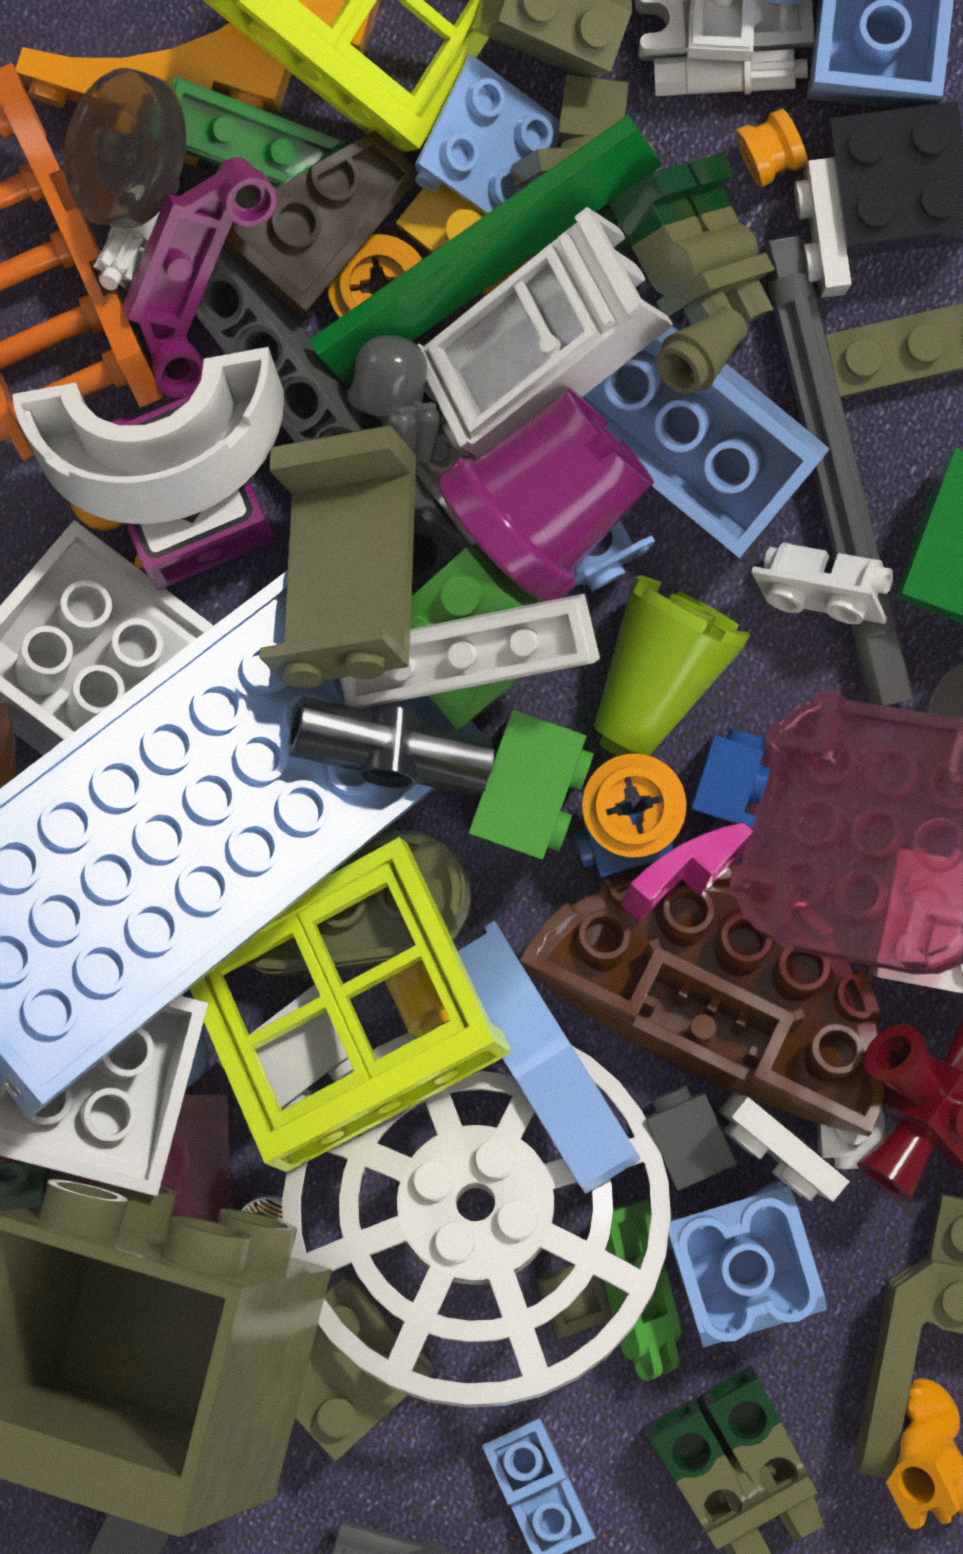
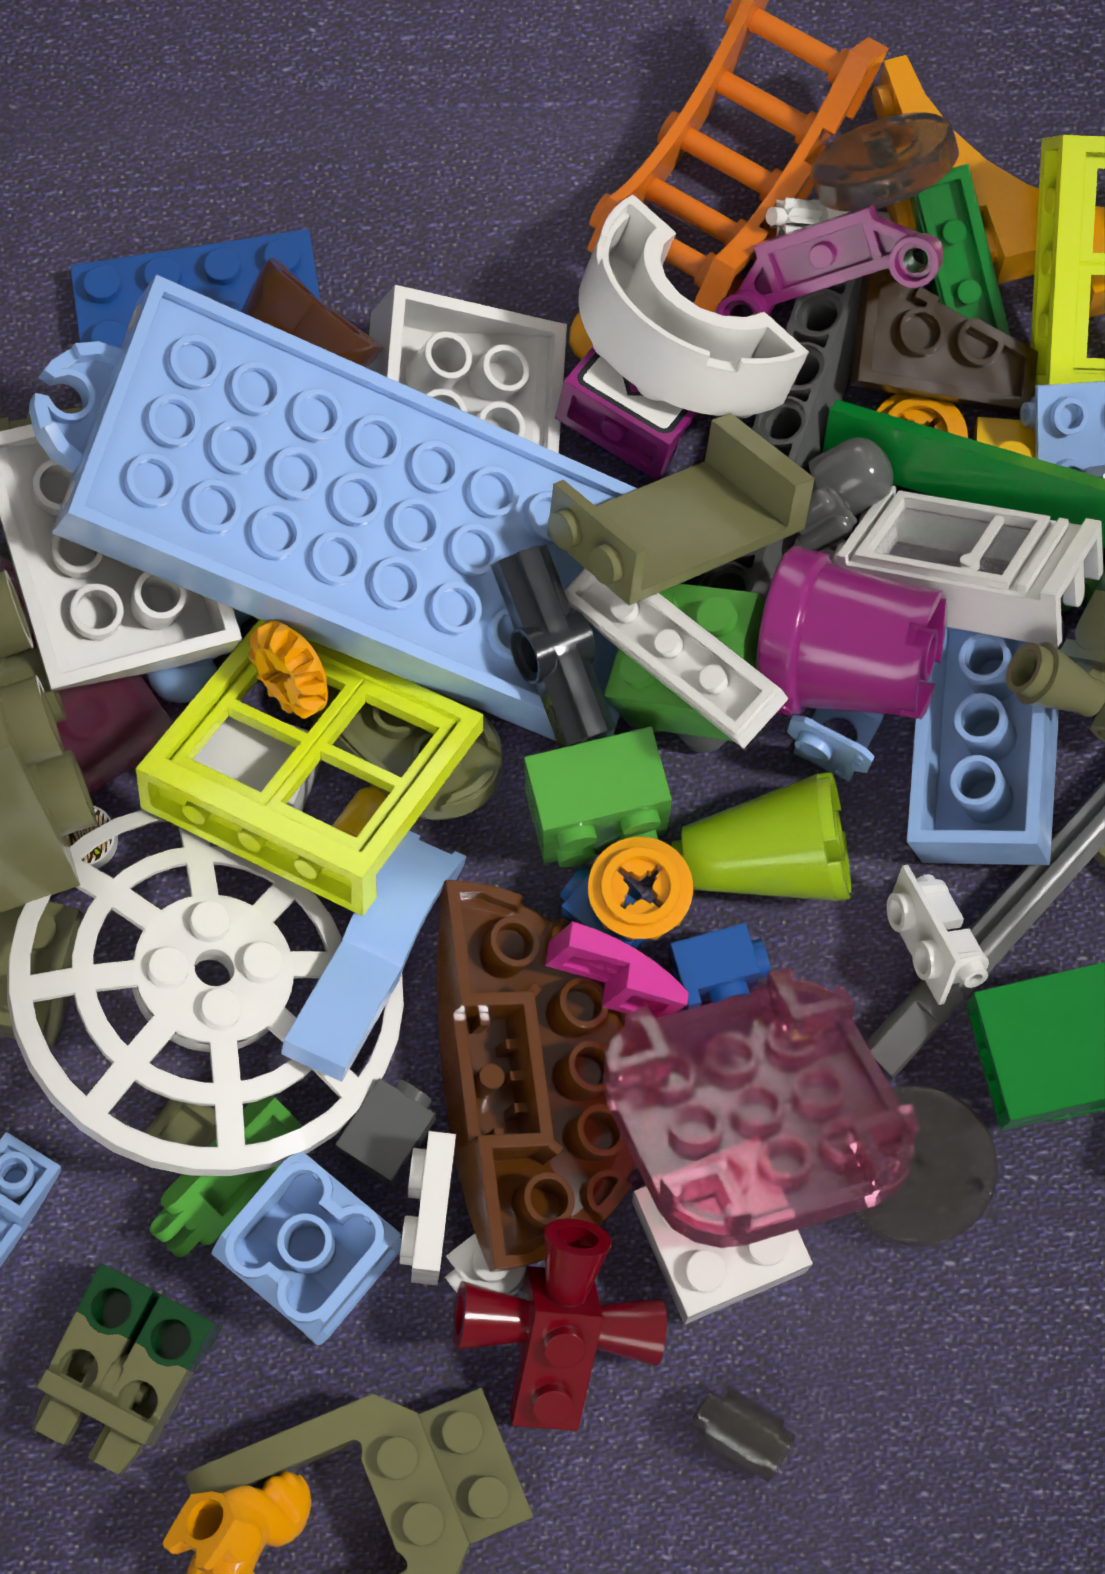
camera: 55 degrees right, 15 degrees down
(259, 979) = (289, 668): none -> light orange gear

